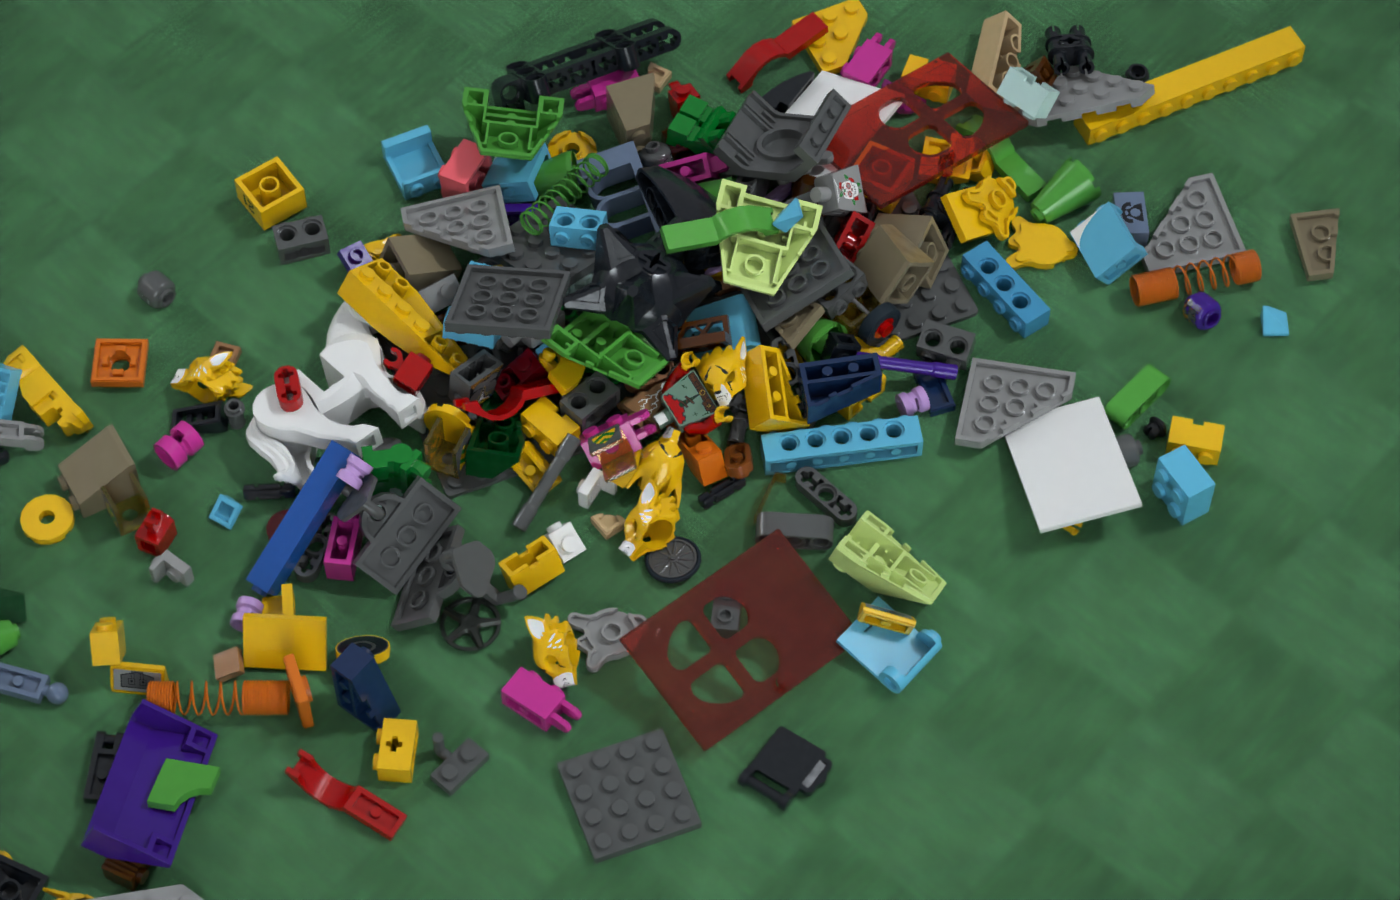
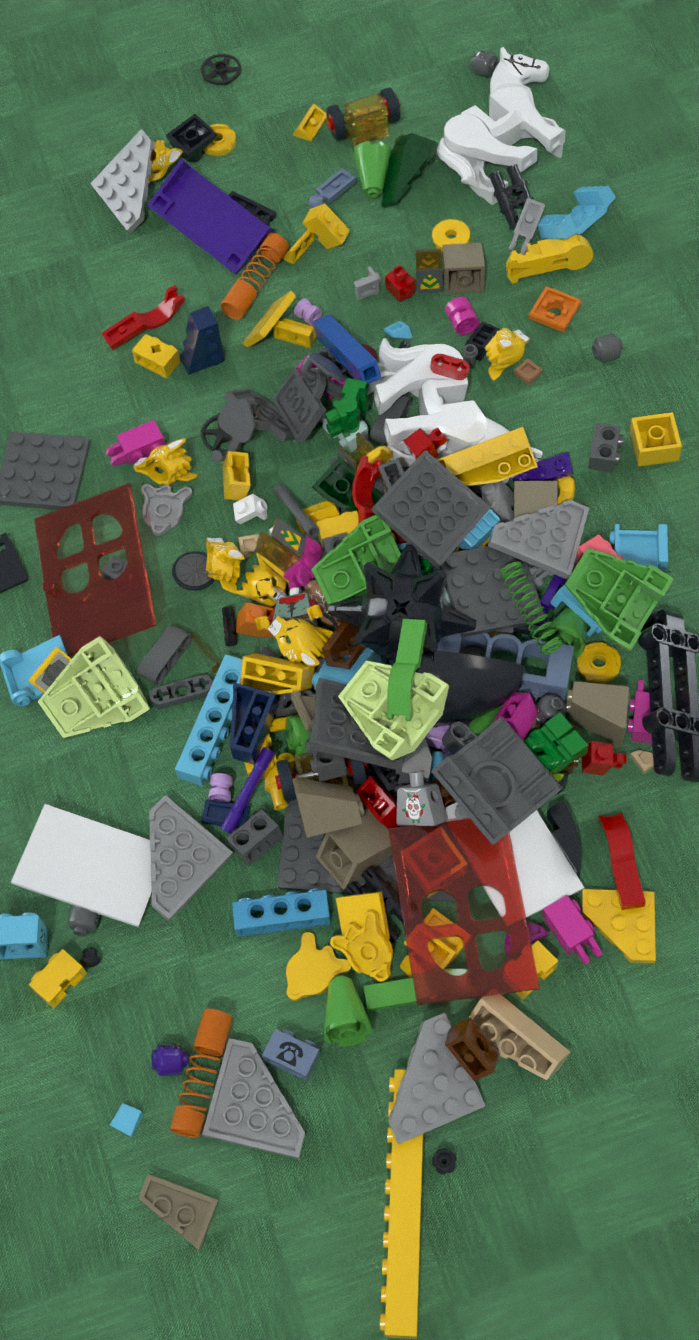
camera: 125 degrees right, 5 degrees up
(181, 781) = (204, 233): bright green tile -> none
(228, 664) = (277, 291): medium nougat tile -> none
(300, 691) = (234, 310): orange piece -> none
(354, 471) = (343, 365): lavender wheel -> none
(377, 645) = (237, 360): tile -> none
(457, 766) = (127, 388): dark grey plate -> none
(575, 227) = (486, 597): medium azure brick -> none
(738, 460) = (240, 640): dark orange plate -> none
(788, 216) = (392, 724): medium azure slope -> none
(839, 346) = (278, 739): black brick -> none
(1022, 91) = (444, 1015): light aqua brick -> none
(1069, 50) = (485, 1111): black pin -> none
(1107, 243) = (272, 1009): medium azure panel -> none
(1137, 396) = (124, 959): bright green beam -> none

